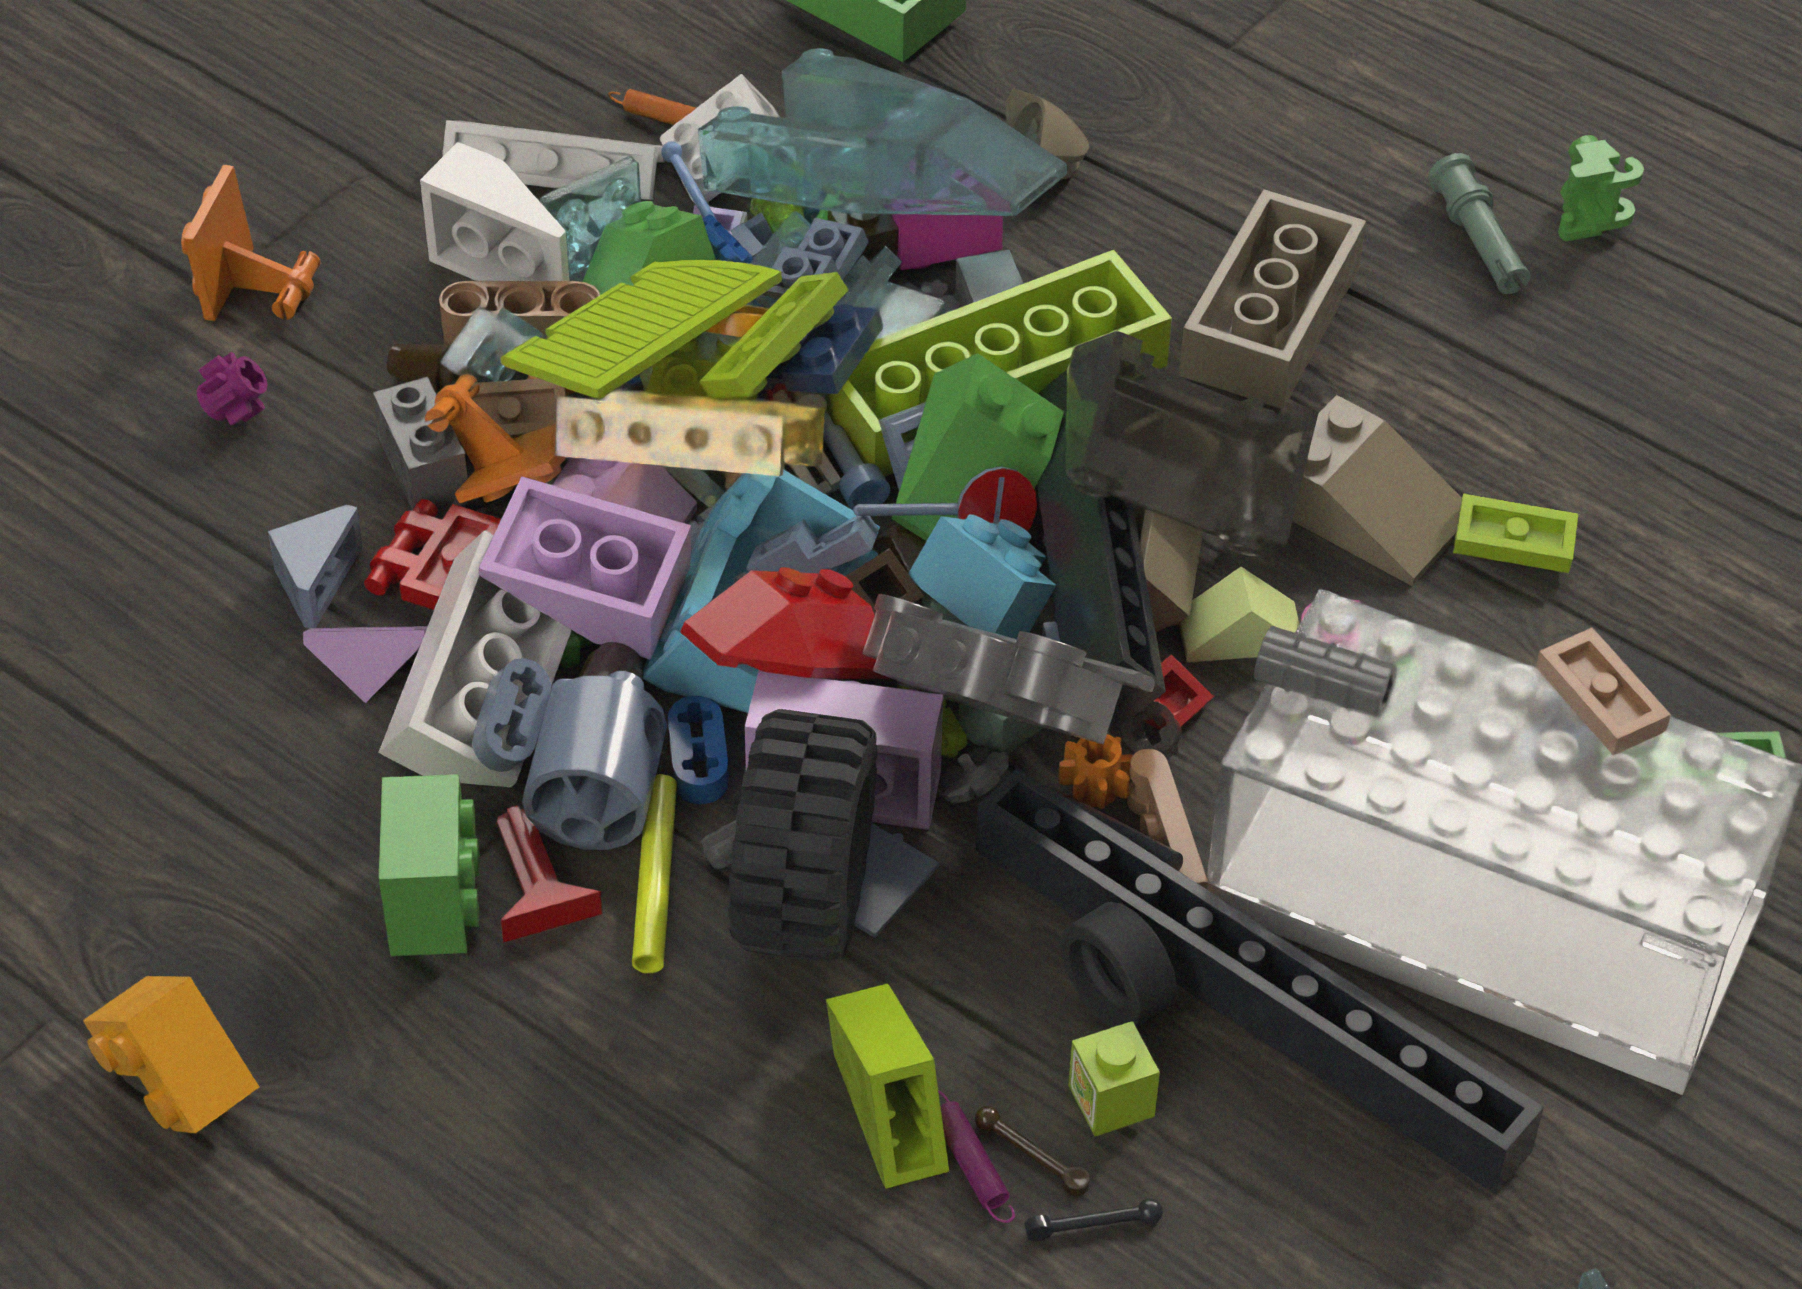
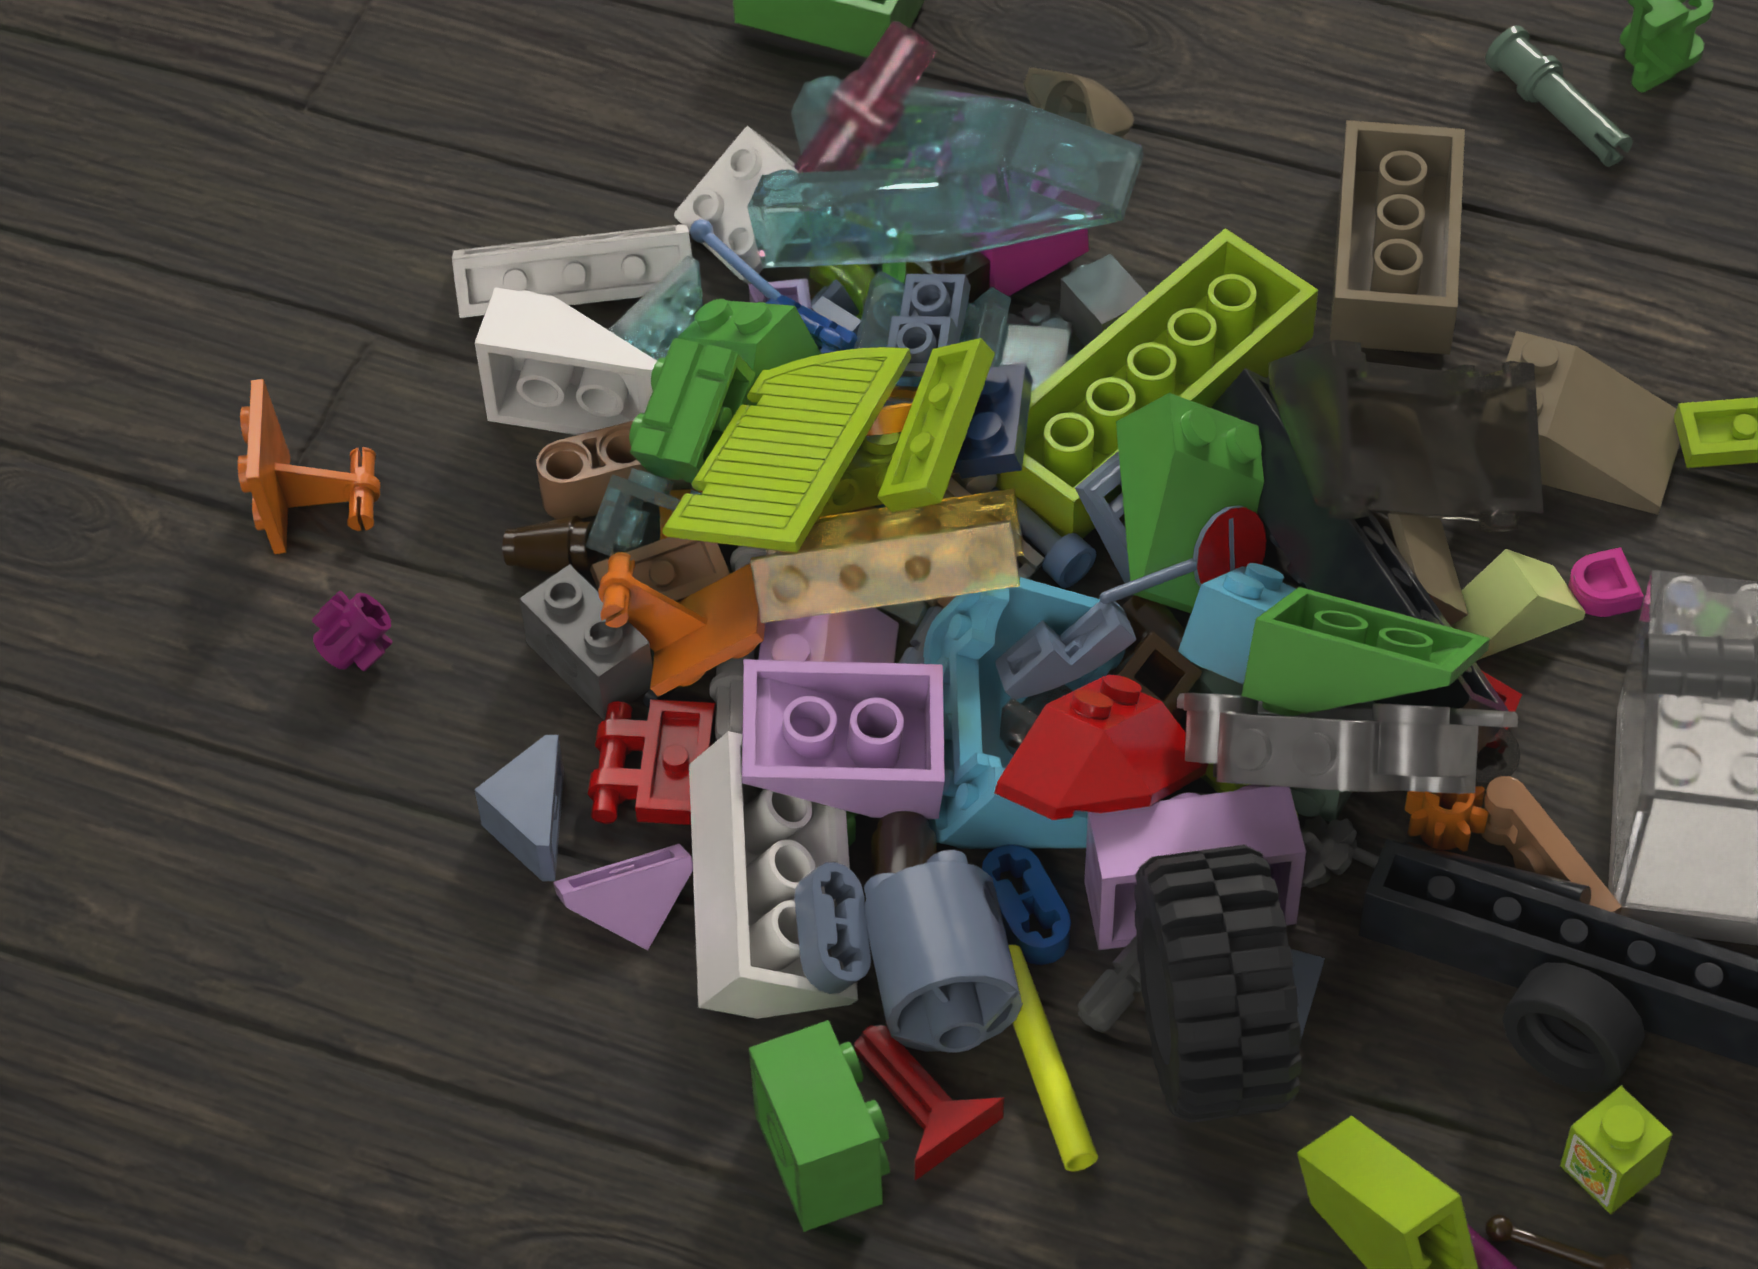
camera: 15 degrees left, 5 degrees up
(577, 269) = (689, 407): none -> bright green brick
(653, 106) = (656, 182): orange piece -> none
(841, 71) = (868, 102): none -> clear pink piece
(1016, 585) = (1337, 653): none -> bright green slope

